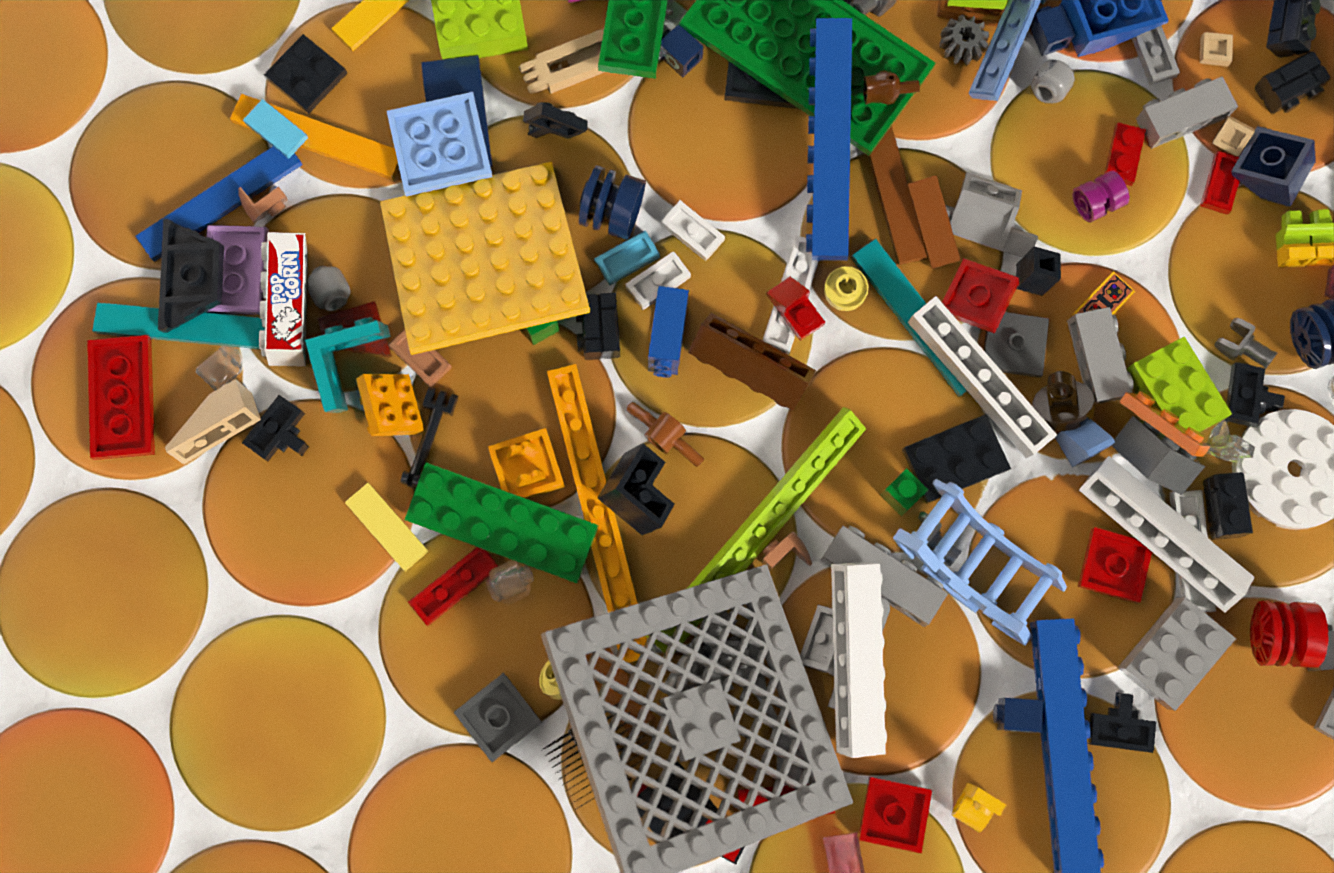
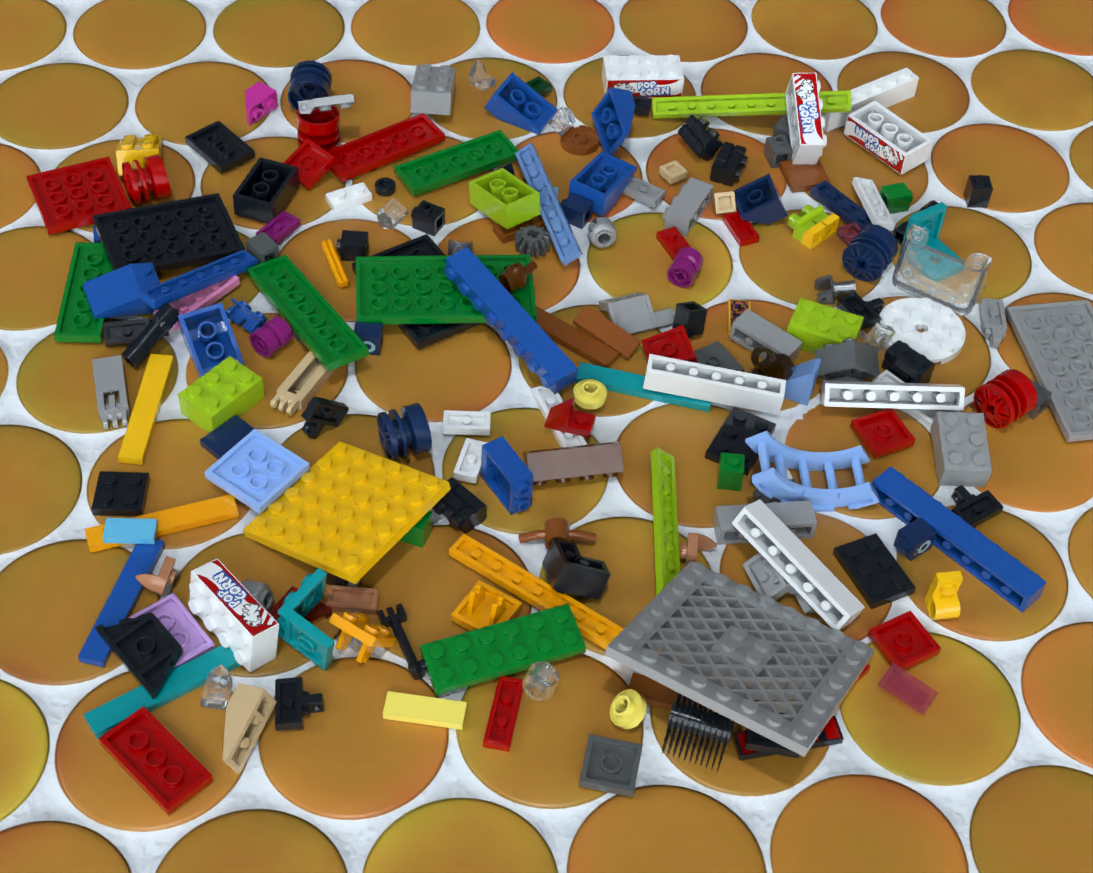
camera: 40 degrees left, 30 degrees down
(627, 258) = (440, 460): medium azure tile -> none
(946, 713) = (874, 571): none -> black plate
(1166, 423) = (815, 340): orange plate -> none

